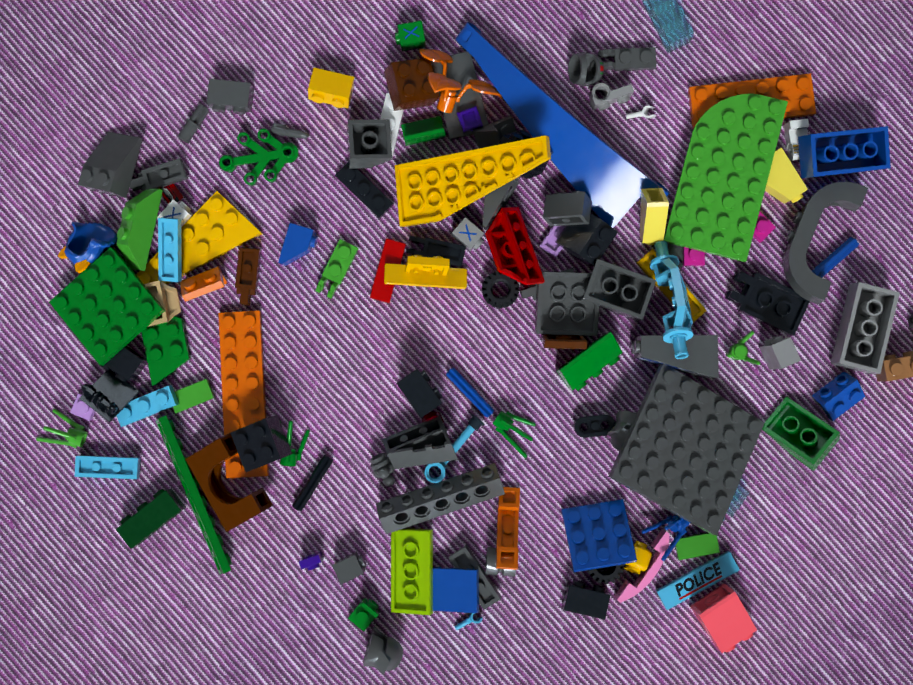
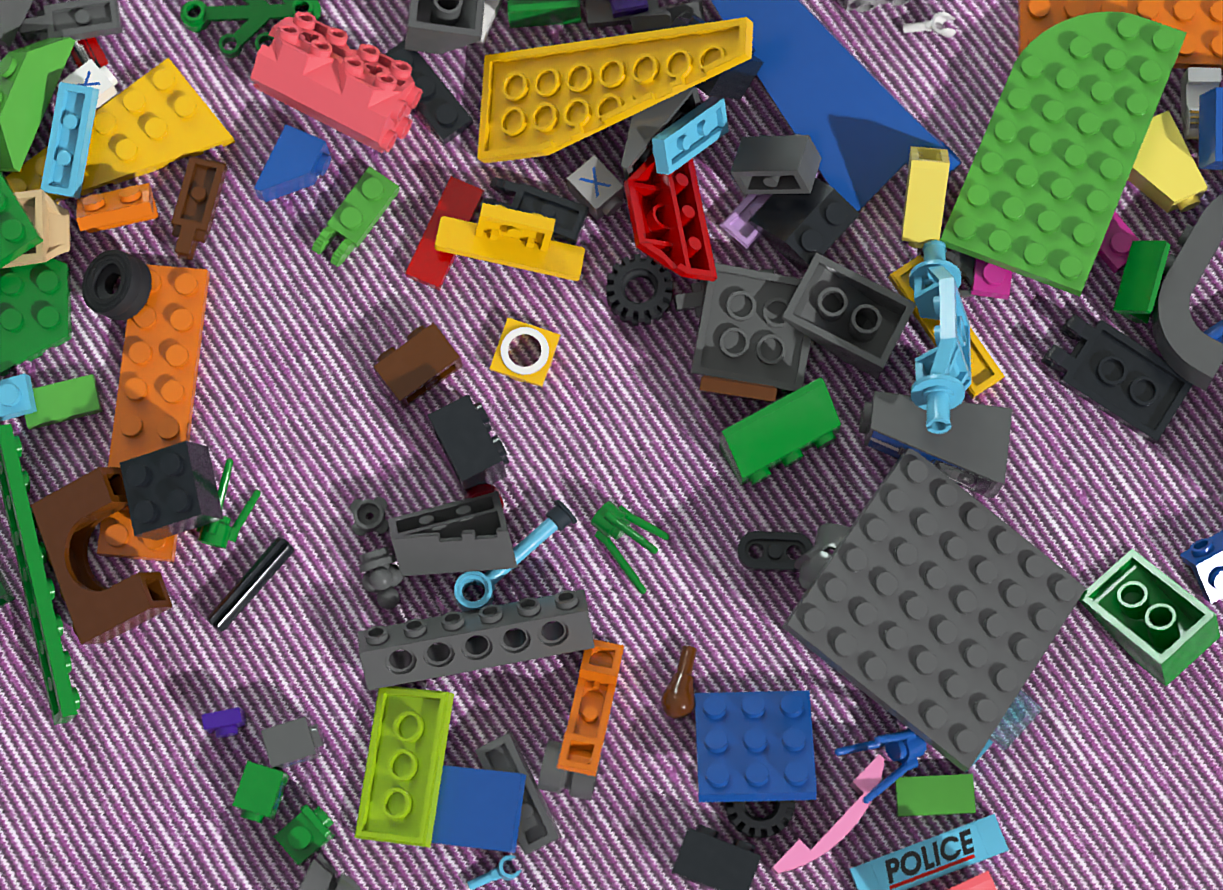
camera: 10 degrees right, 10 degrees down
(201, 324) = (131, 293): none -> black tyre
(320, 197) = (337, 85): none -> coral brick
(336, 596) = (260, 792): none -> green brick
(366, 436) = (362, 508): none -> dark grey plate
(384, 349) = (417, 364): none -> reddish brown brick
(432, 342) = (532, 374): none -> piece
(469, 392) = (558, 463): blue axle -> none
(517, 200) = (690, 135): none -> medium azure plate
(553, 512) = (679, 695): none -> reddish brown piece
(643, 559) = (828, 804): yellow head -> none
(740, 351) = (1054, 453): bright green plant -> none
(777, 246) = (1141, 280): none -> green panel
(779, 352) = (1124, 462): light grey brick -> none

